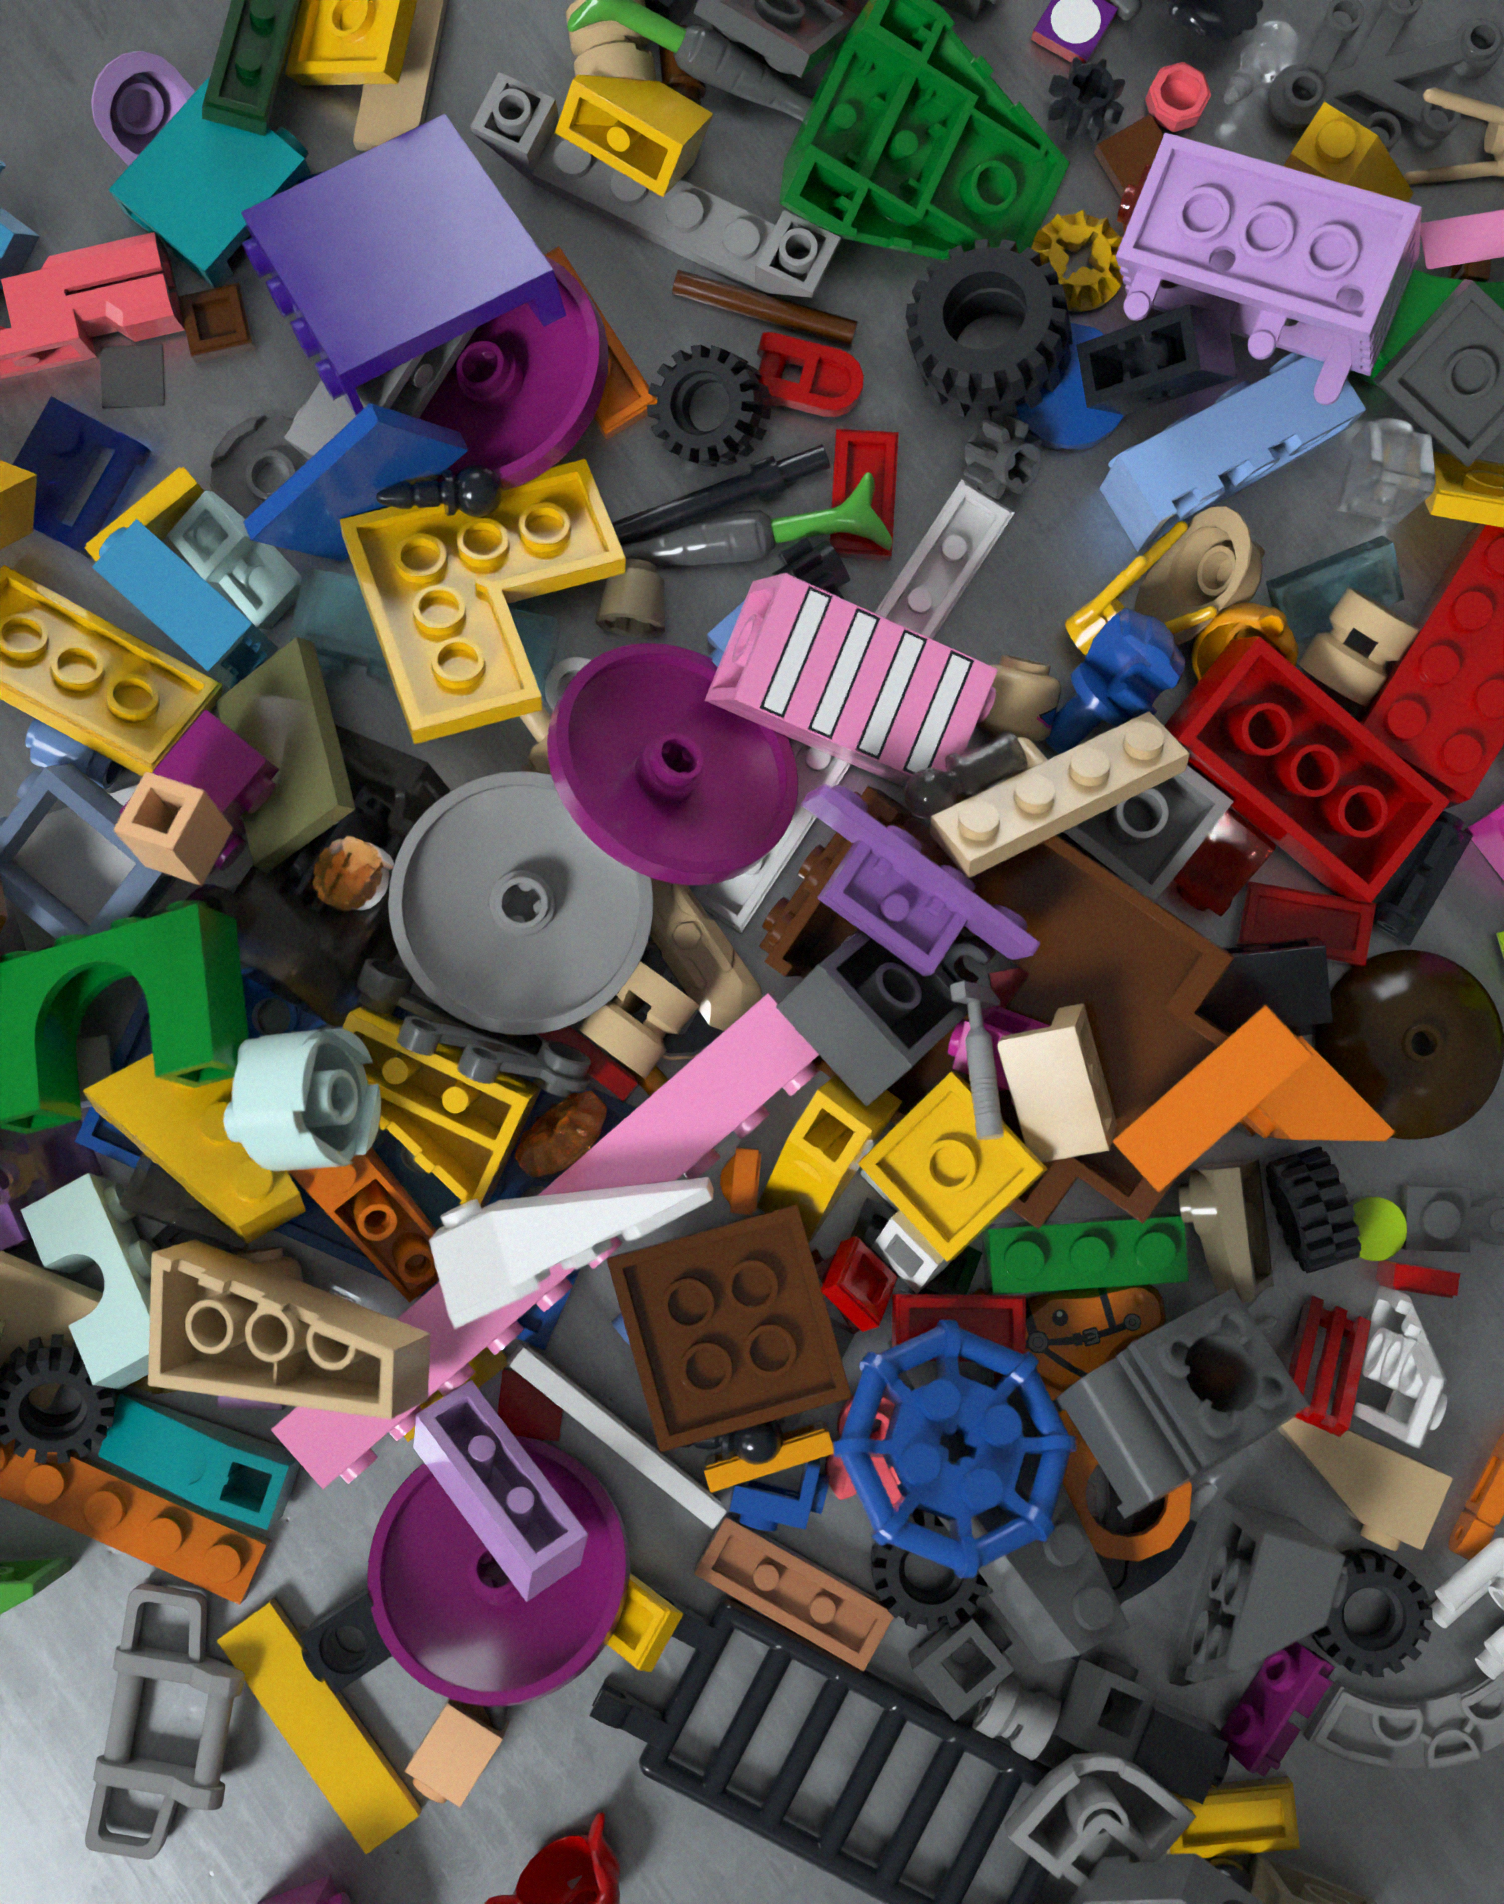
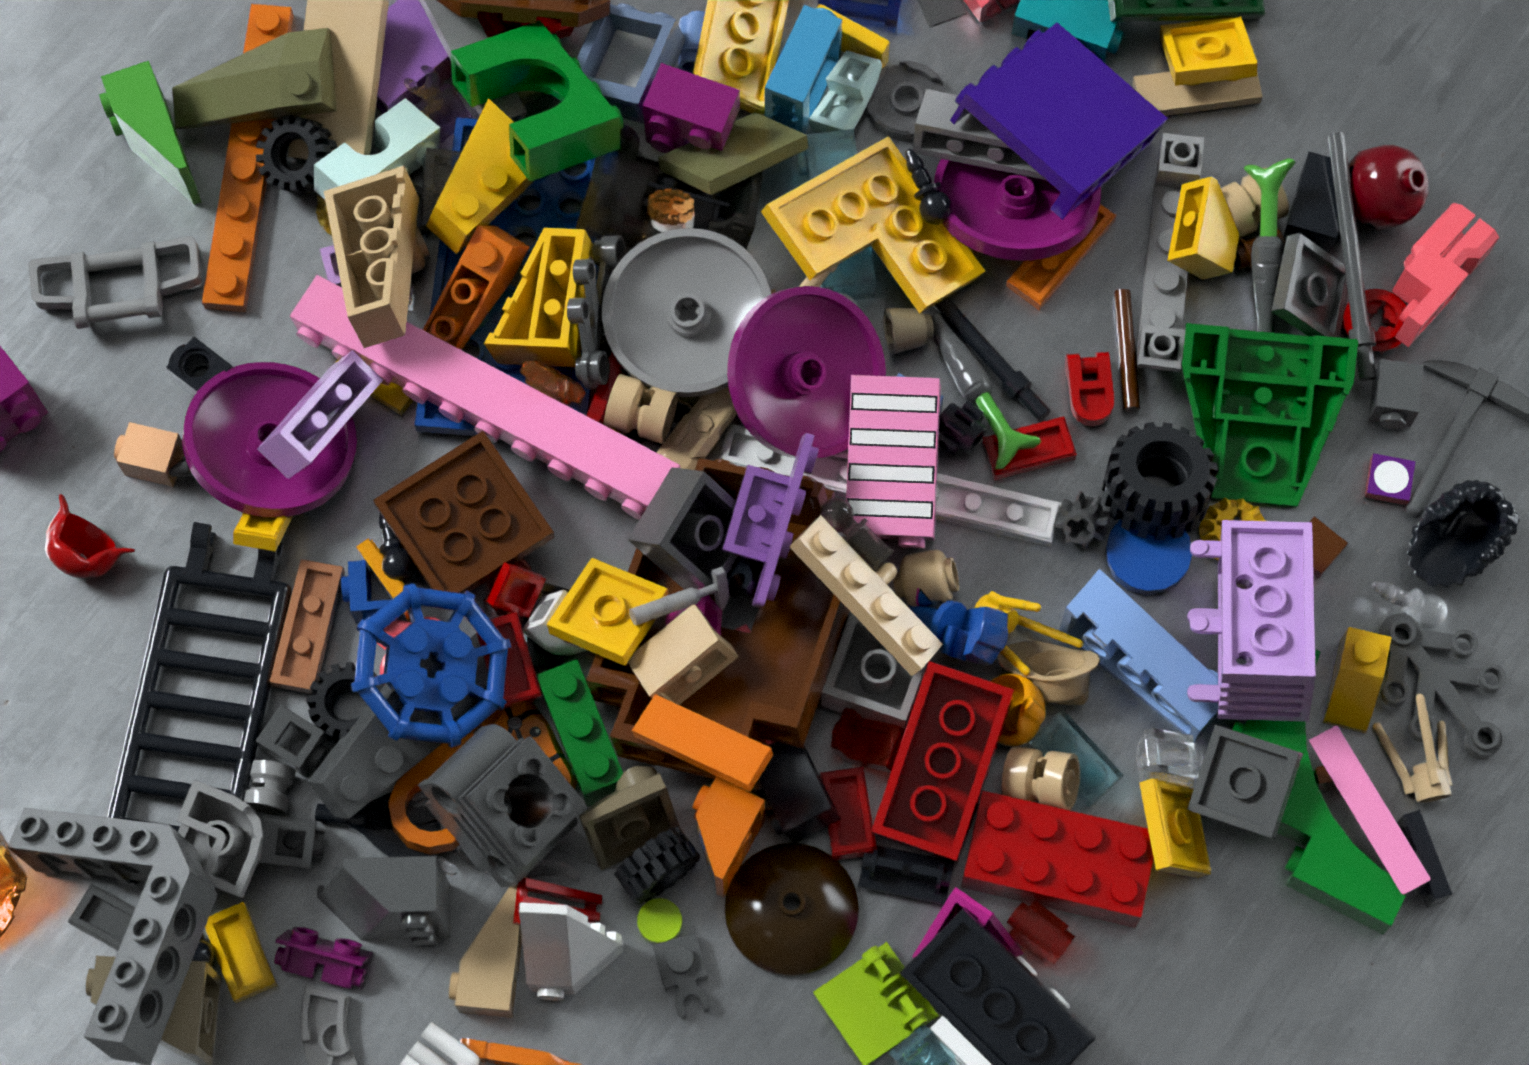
camera: 75 degrees right, 15 degrees down
(173, 828) = (659, 88): light nougat brick -> none
(201, 1461) = (283, 252): teal slope -> none
(217, 322) = (990, 38): reddish brown tile -> none
(303, 1100) = (522, 213): light aqua brick -> none
(320, 1728) = (137, 375): yellow tile -> none
(346, 475) = (914, 126): blue tile -> none
(507, 1247) = (471, 360): white wedge -> none
(527, 1409) = (378, 433): red tile -> none
(617, 1434) = (375, 481): white tile -> none
(674, 401) = (1044, 313): black tyre -> none
(741, 1180) = (561, 510): orange tile -> none
(825, 1152) = (595, 534): yellow slope -> none
(1091, 81) = (1349, 494): black gear -> none
(1157, 360) = (1174, 579): black brick -> none
(1178, 96) = (1367, 557): coral tile -> none
(1182, 1752) = (276, 896): black brick -> none
(1403, 1627) = (392, 969): black tyre -> none
(1418, 1278) = (635, 956): red tile -> none

